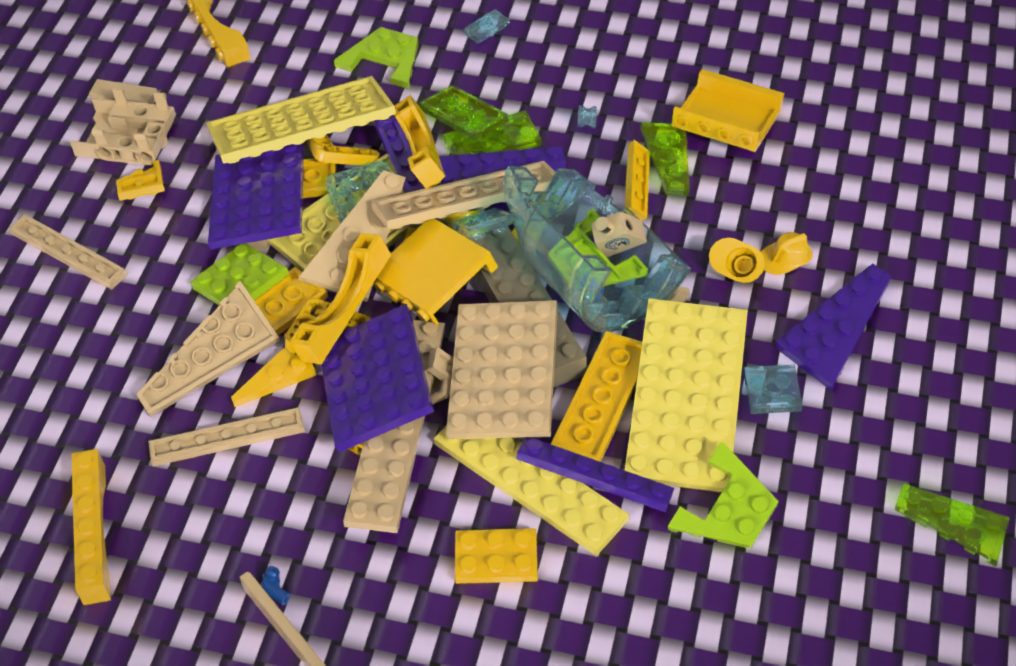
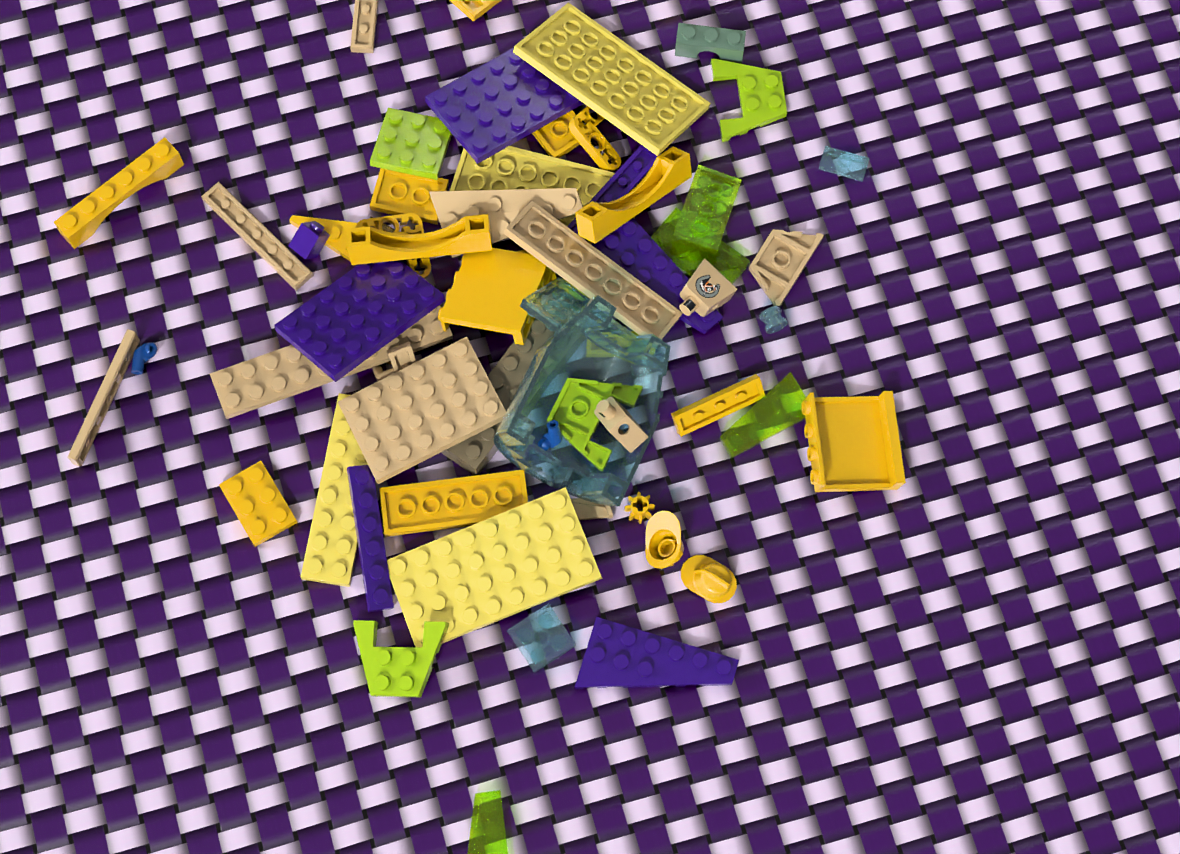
camera: 55 degrees right, 20 degrees up
(216, 346) = (333, 174): tan wing -> none
(268, 389) = (309, 239): none -> dark purple brick
(309, 60) = (696, 38): none -> sand green arch
(347, 185) = (559, 166): clear light blue beam -> none
(534, 137) = (705, 291): none -> tan torso
(542, 93) = (782, 262): none -> tan wing
(698, 267) = (644, 501): none -> yellow gear

